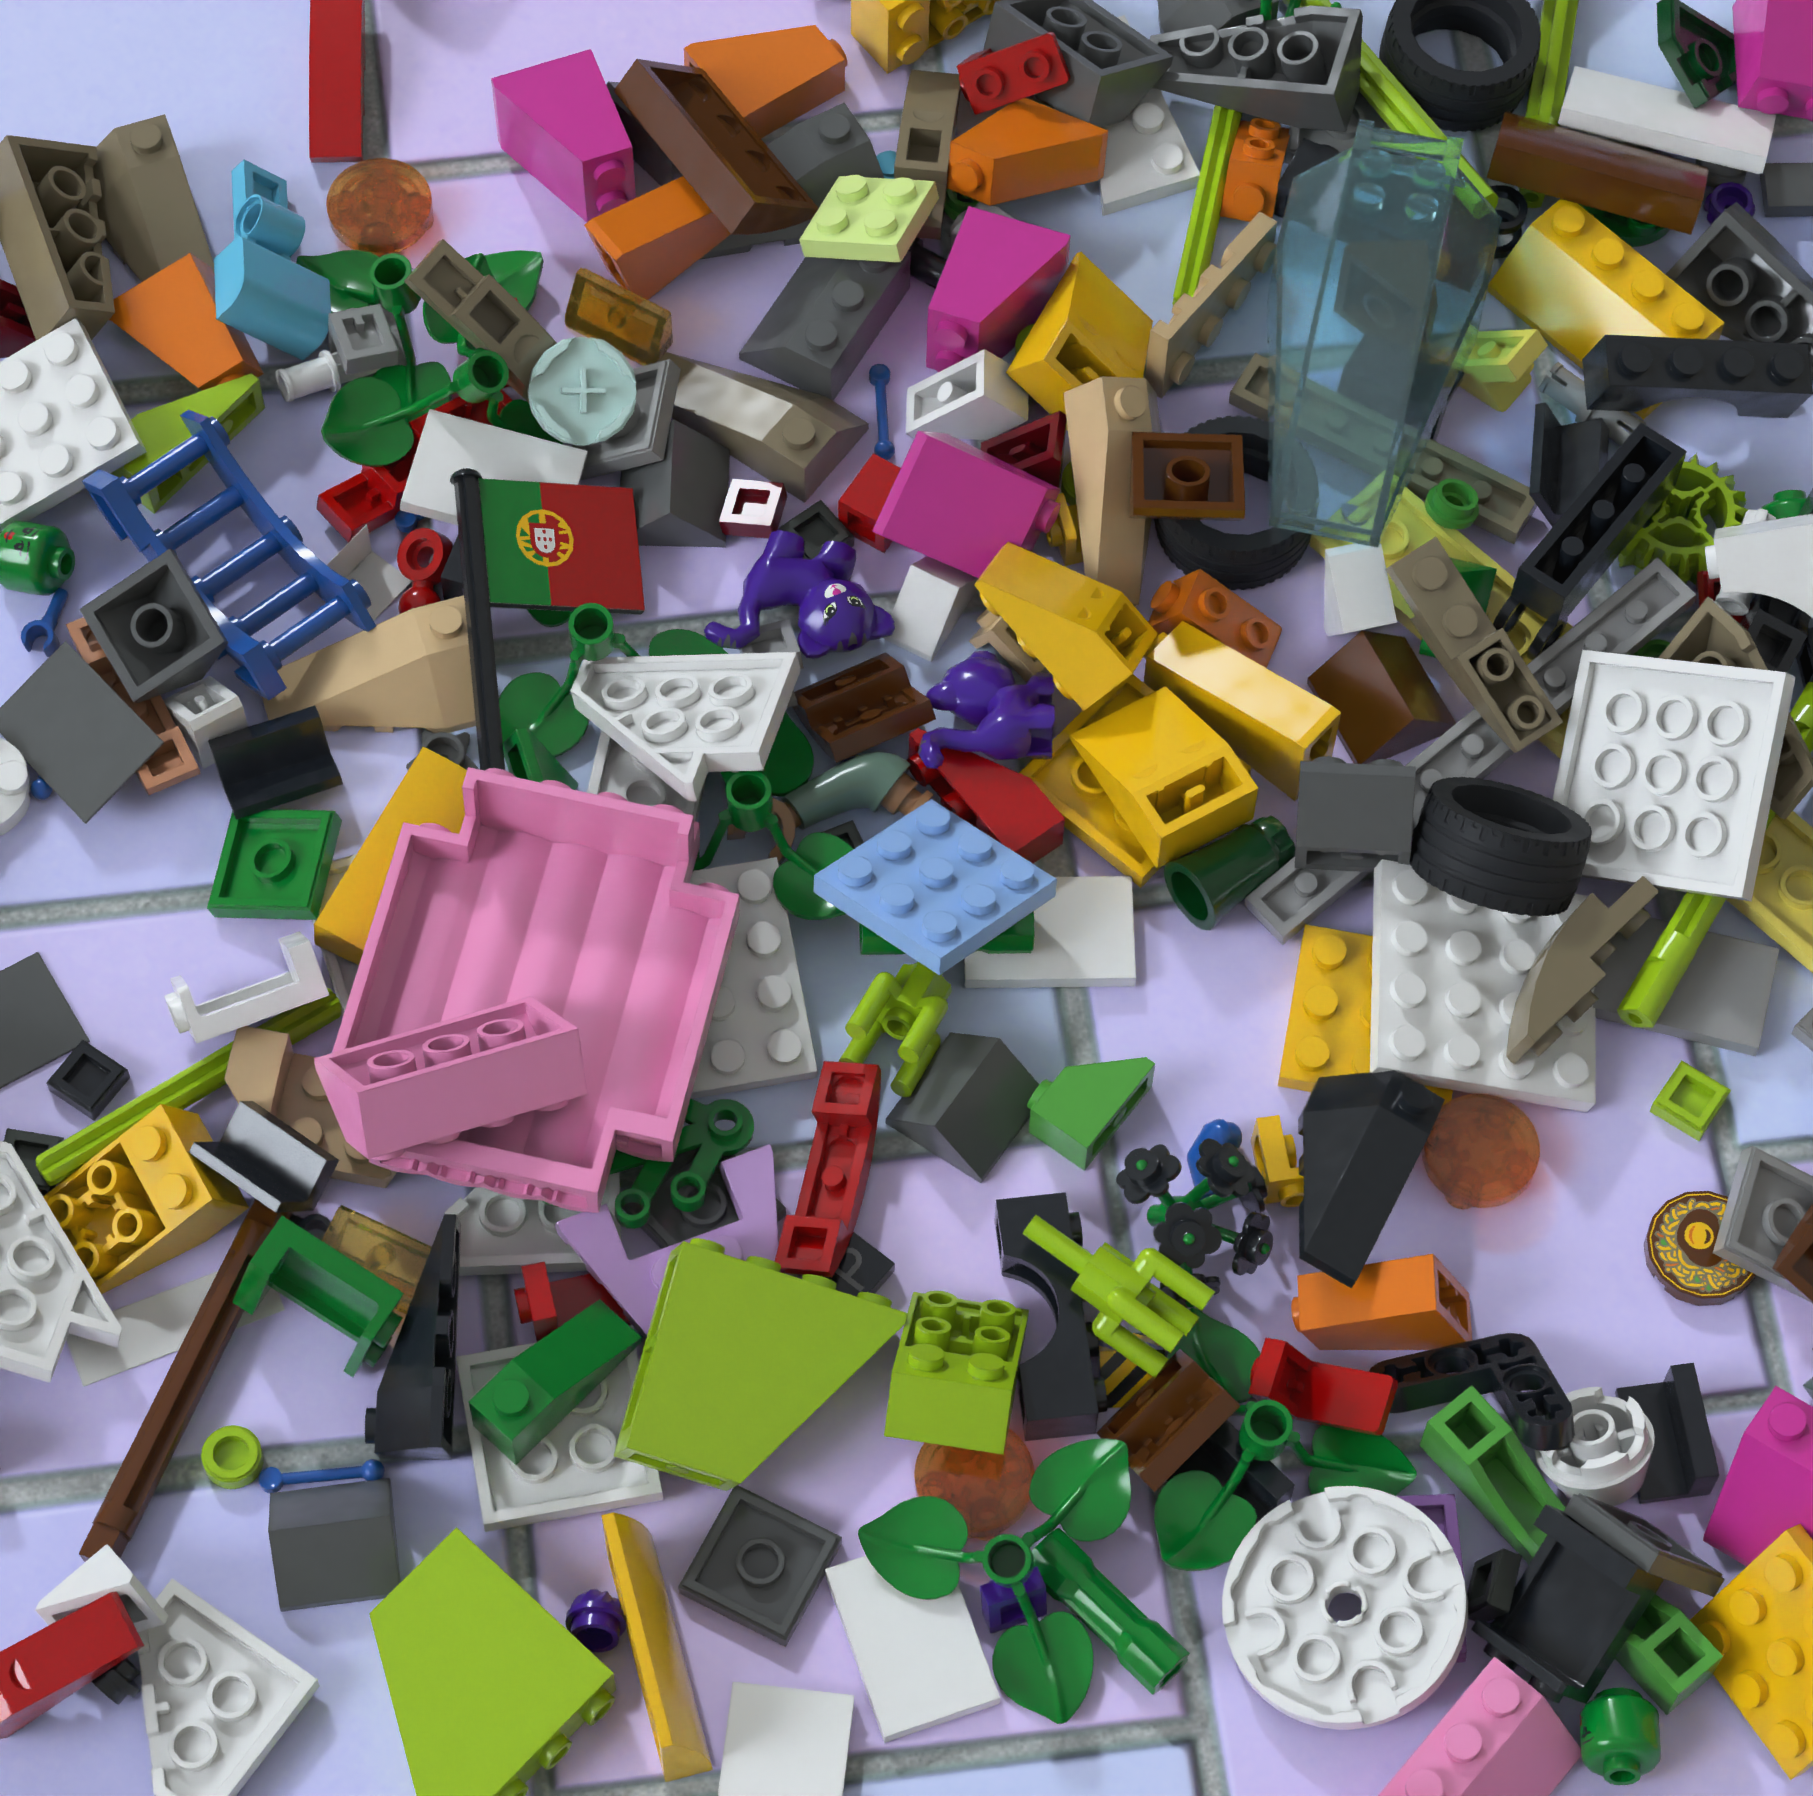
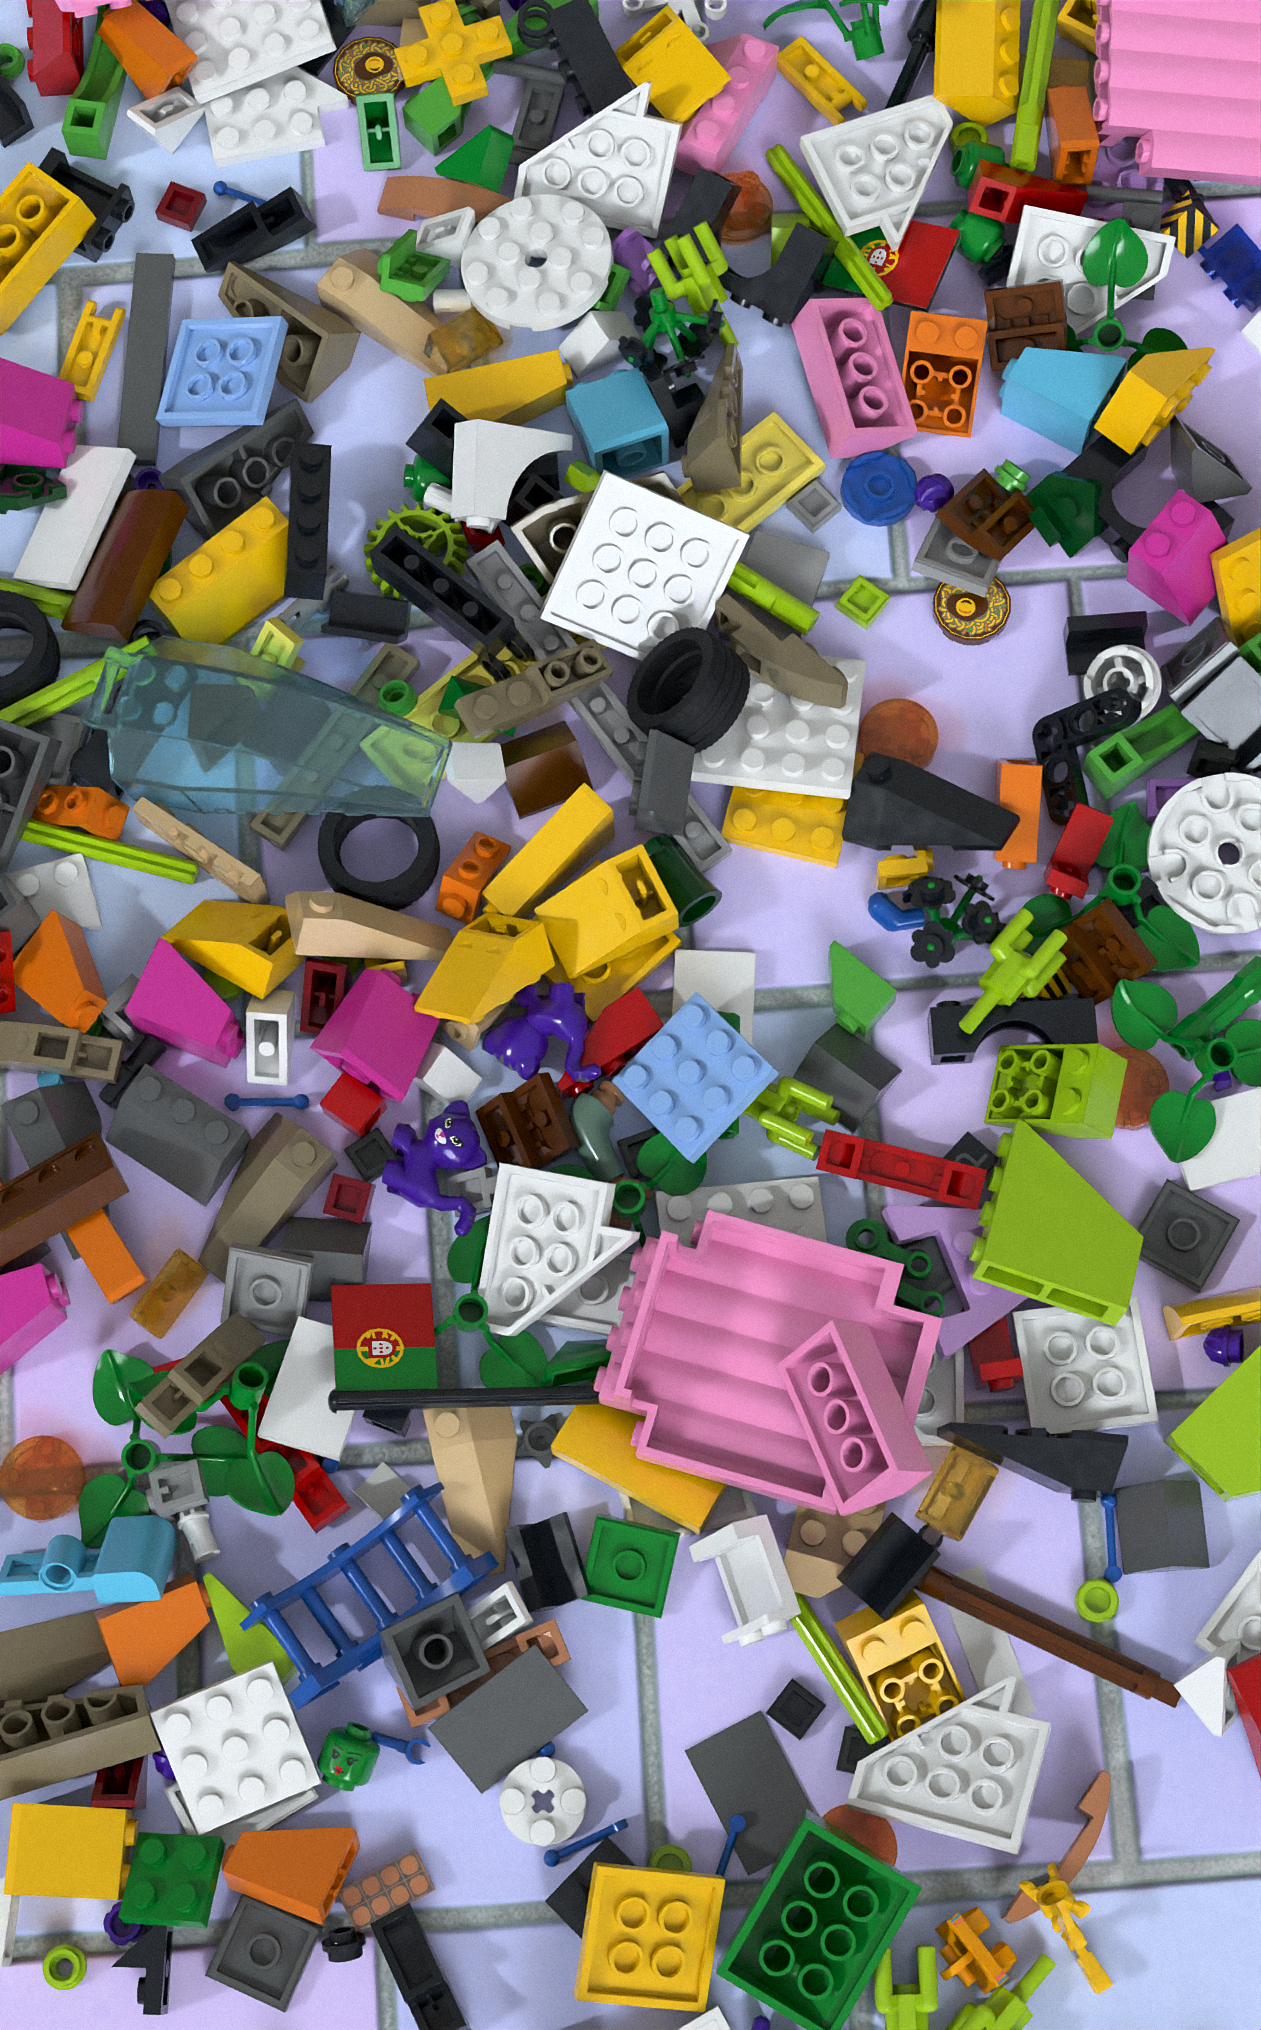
camera: 80 degrees left, 10 degrees up
(326, 1286) = (977, 1558): green panel -> none
(414, 564) = (408, 1454): red plate -> none
(551, 1380) = (1059, 1363): green slope -> none
(582, 391) = (255, 1313): light aqua tile -> none
(869, 218) = (117, 1090): yellowish green plate -> none
(1187, 476) = (388, 869): reddish brown slope -> none

